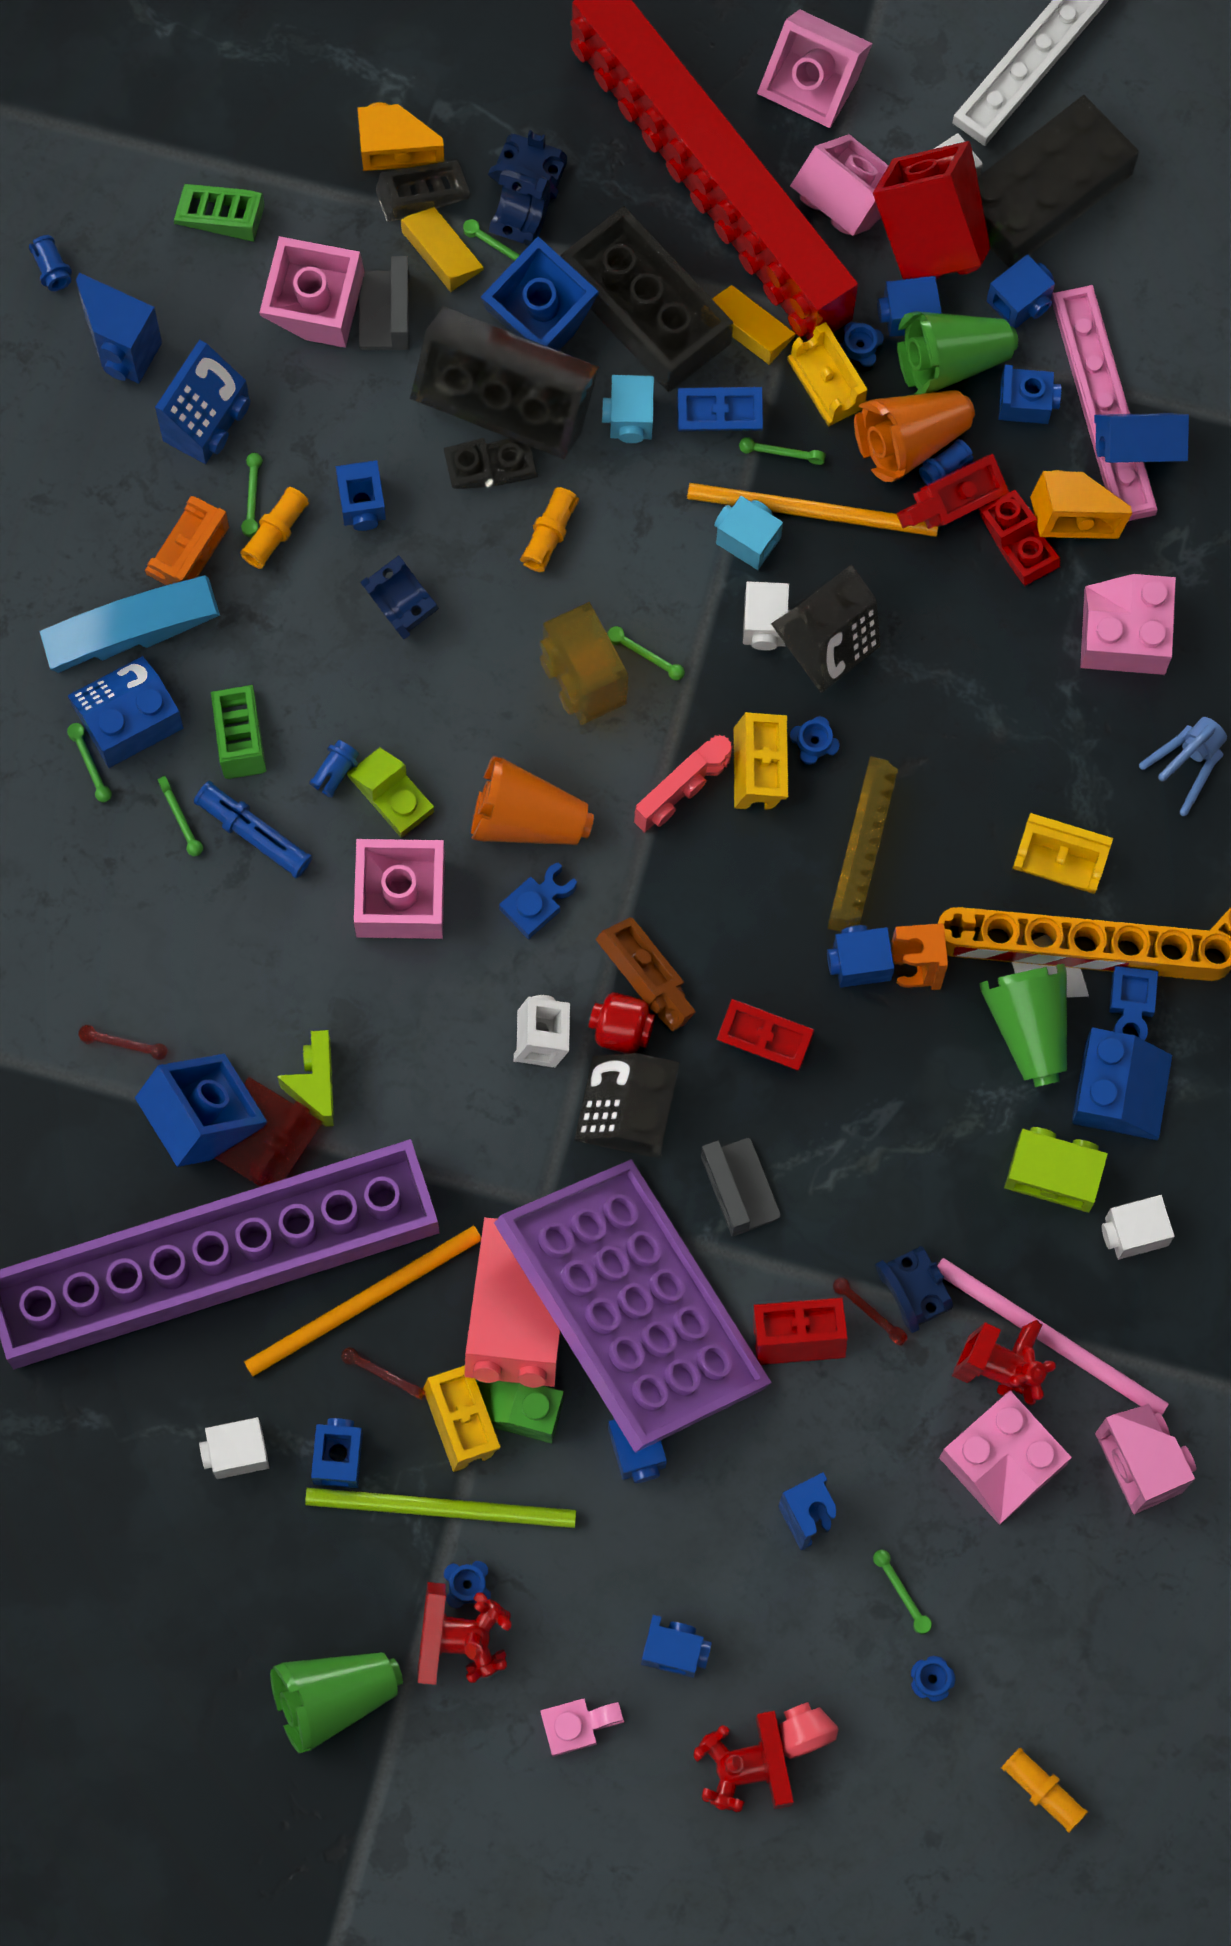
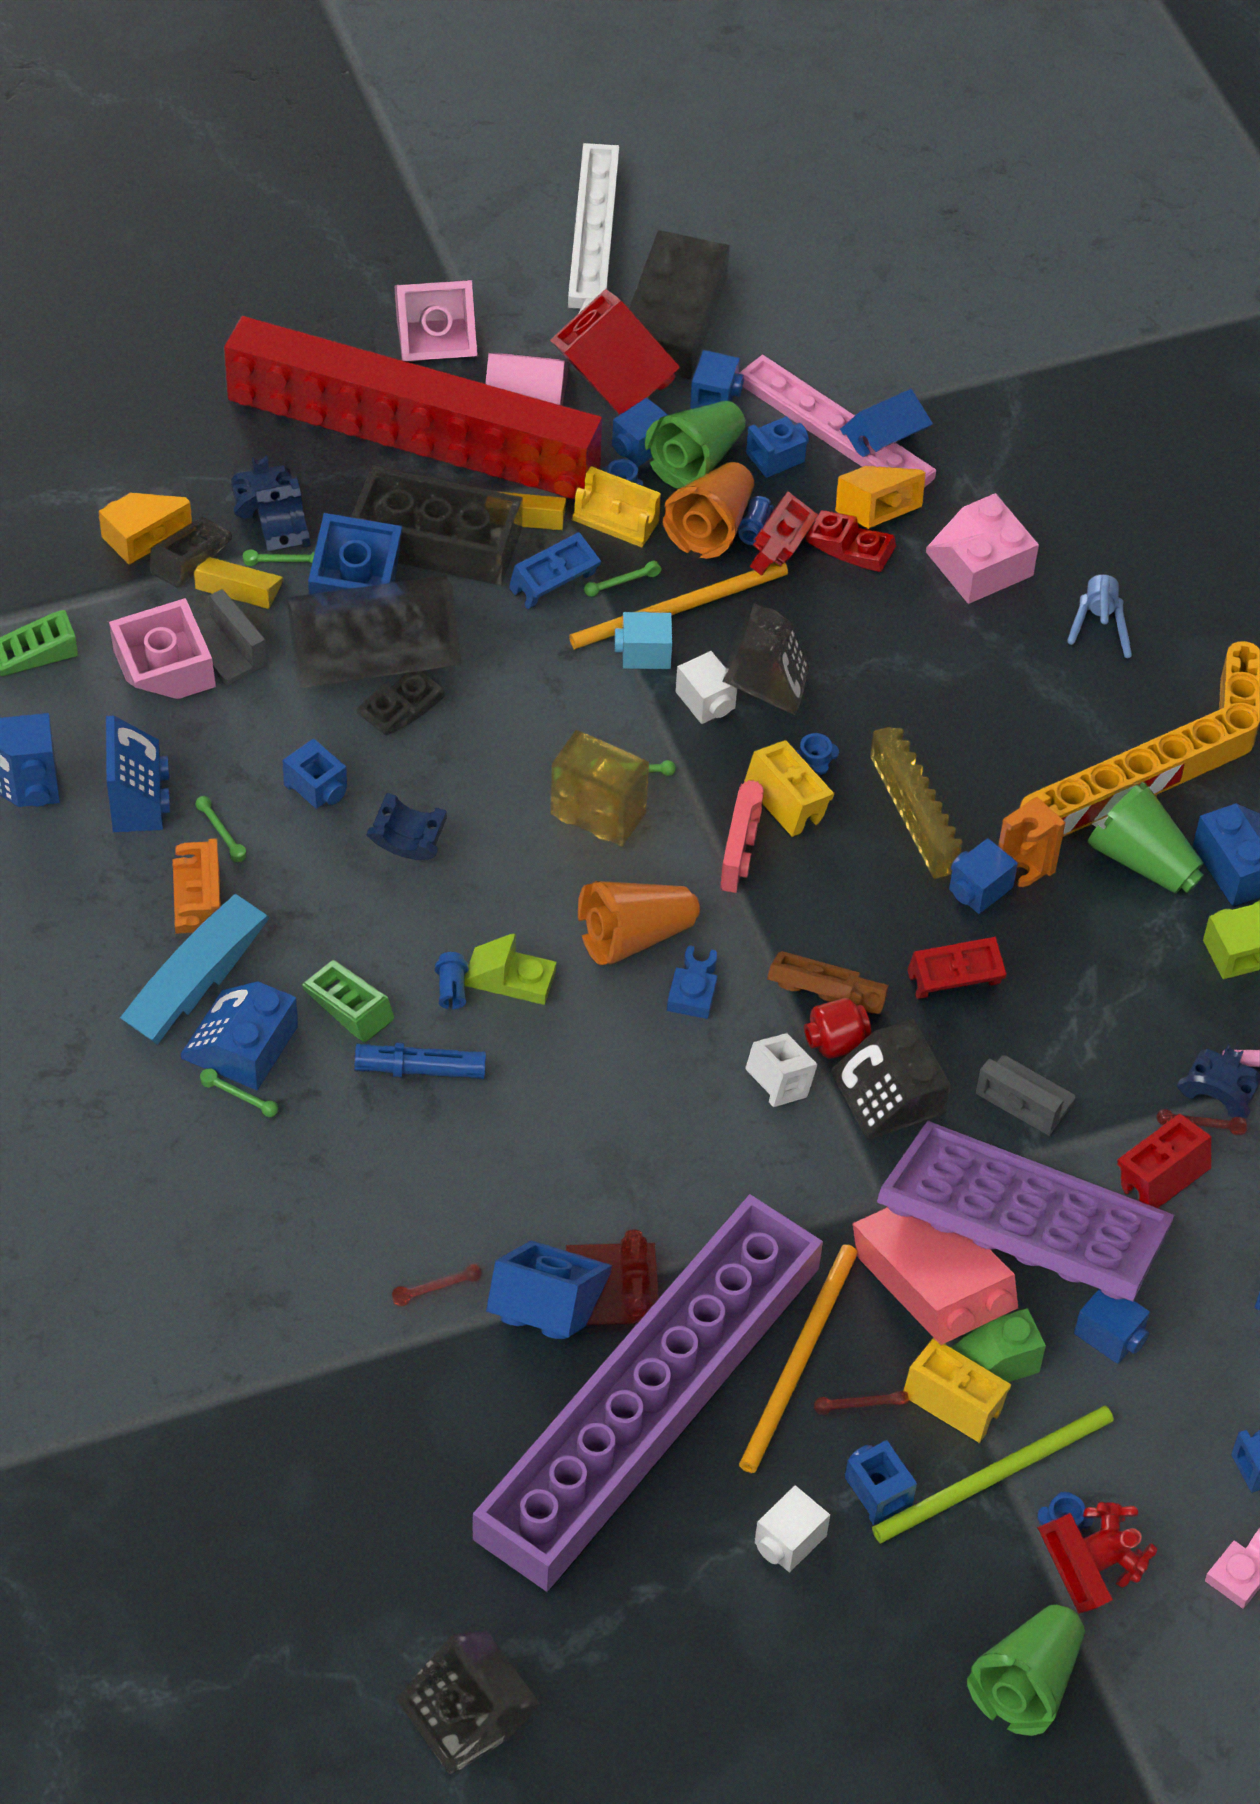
camera: 35 degrees left, 20 degrees down
(194, 846) = (318, 1074): bright green hinge -> none
(274, 527) = (261, 838): light orange pin -> none
(314, 1089) = (624, 1209): lime slope -> none
(399, 888) = (583, 1029): bright pink slope -> none
(549, 529) = (487, 722): light orange pin -> none
(630, 408) = (483, 605): medium azure brick -> none
(1062, 853) = (1067, 724): yellow hinge -> none
(1133, 996) = (1202, 788): blue plate -> none

